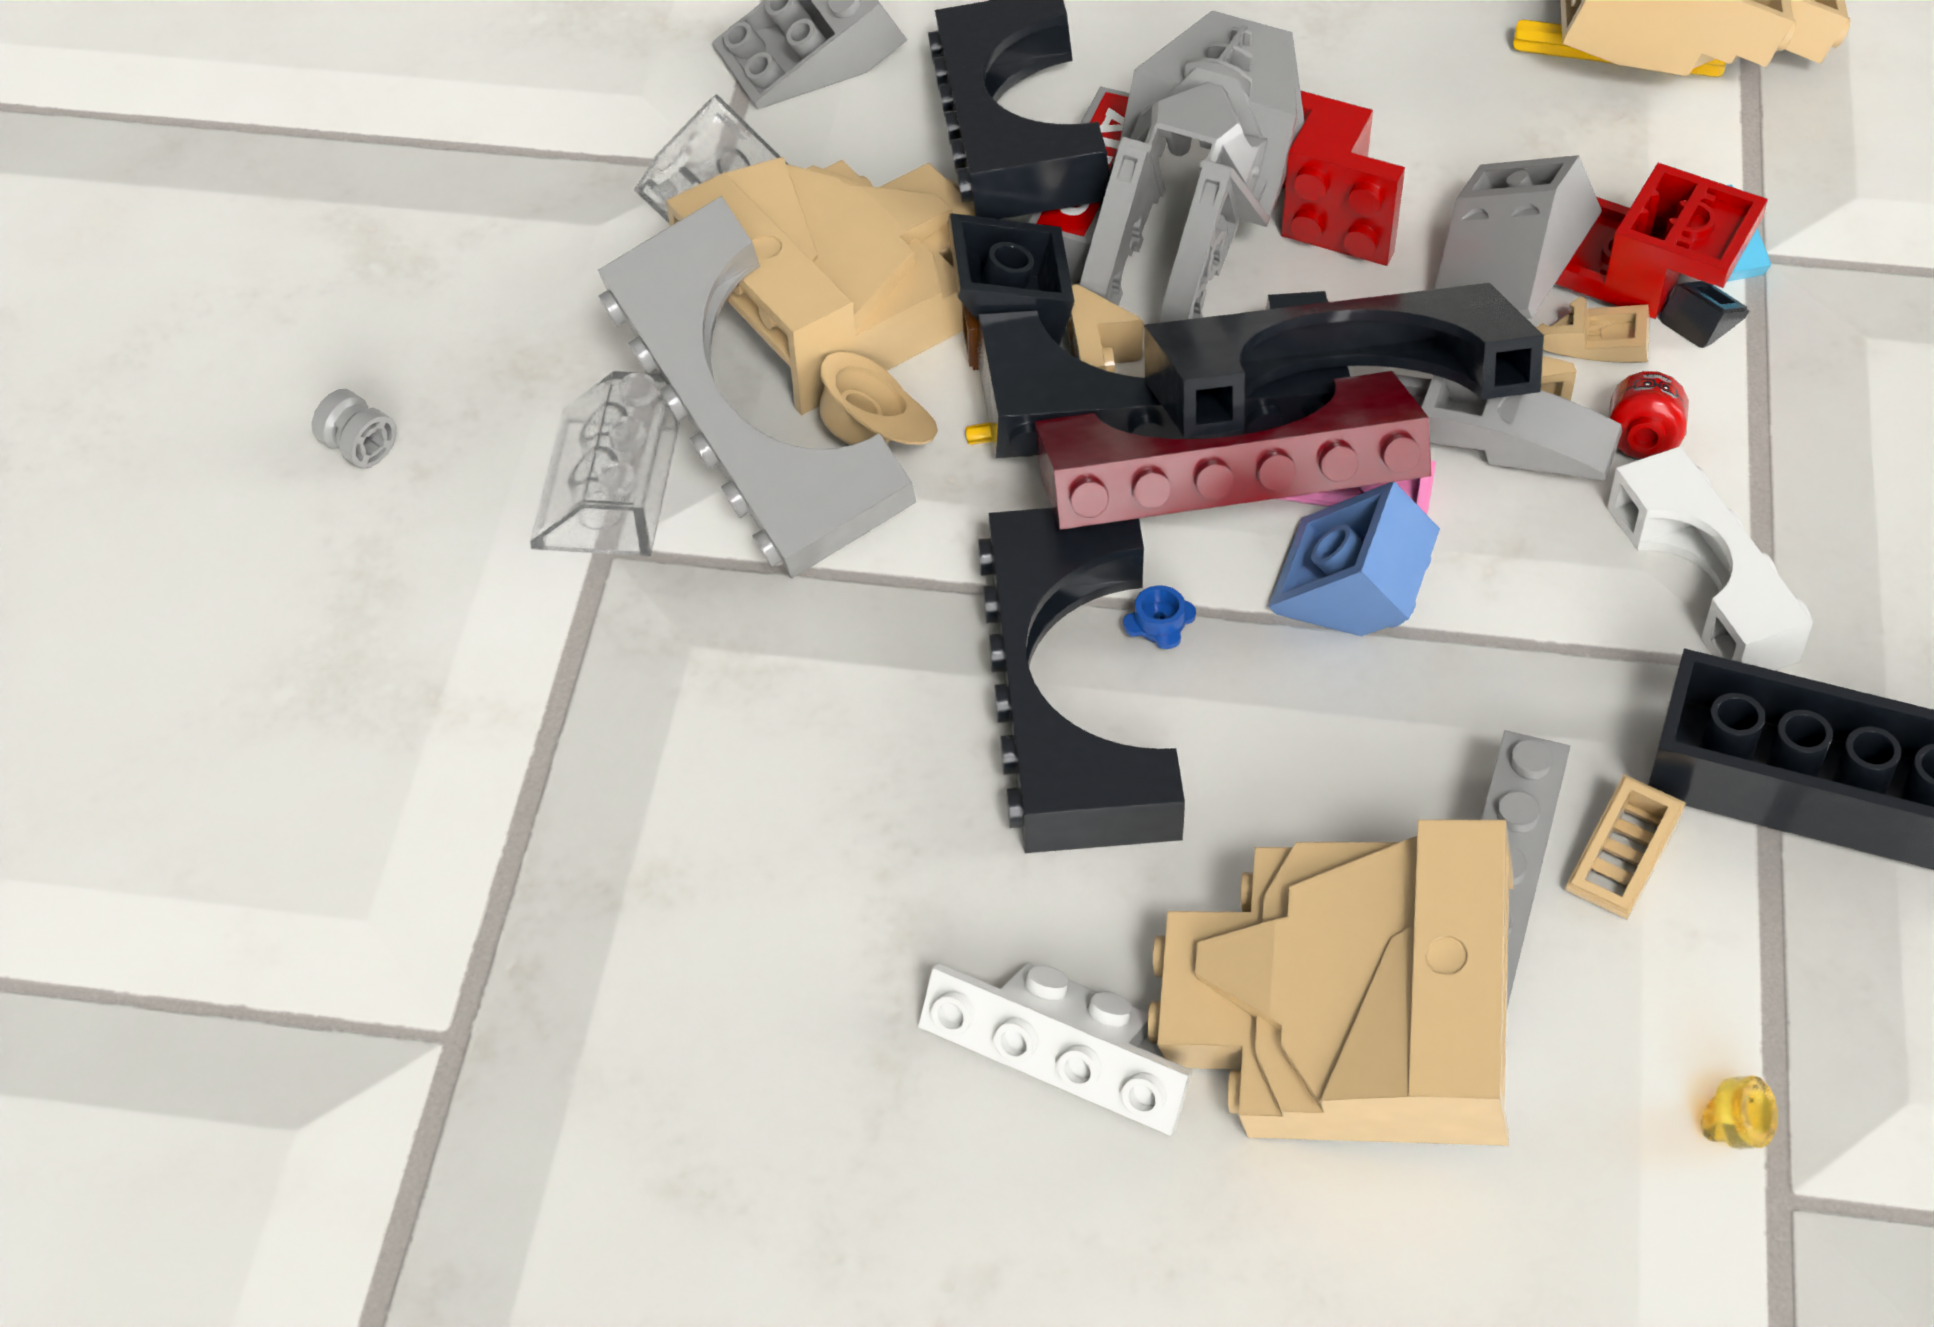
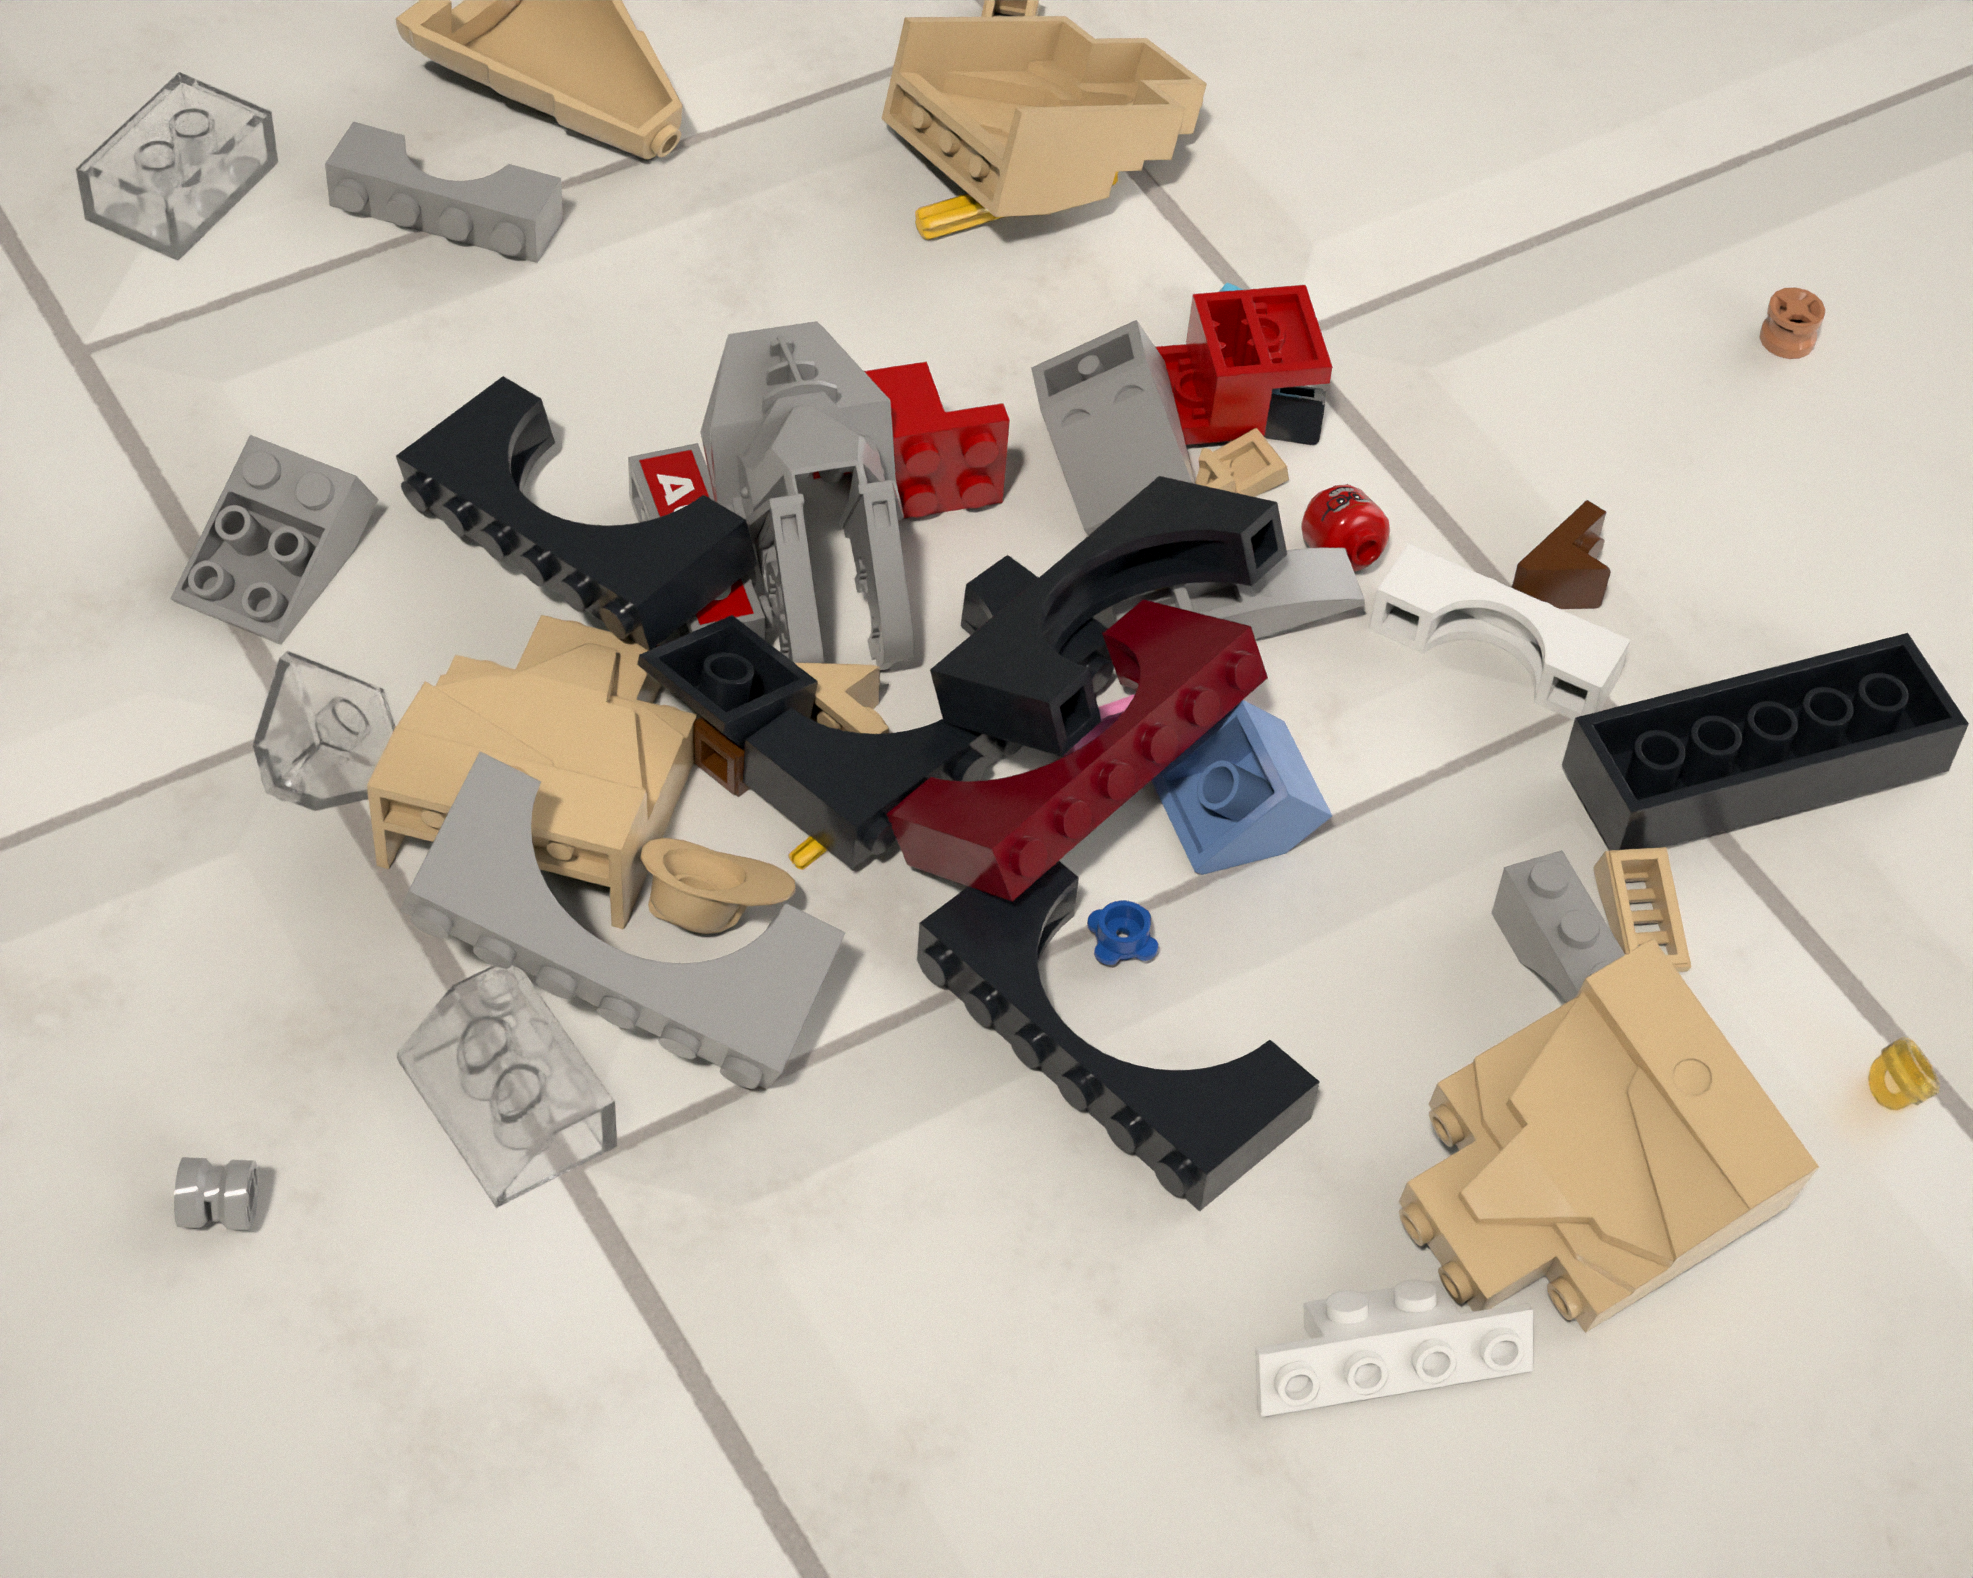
camera: 45 degrees left, 0 degrees up
(1823, 538) = (1566, 565): none -> reddish brown slope

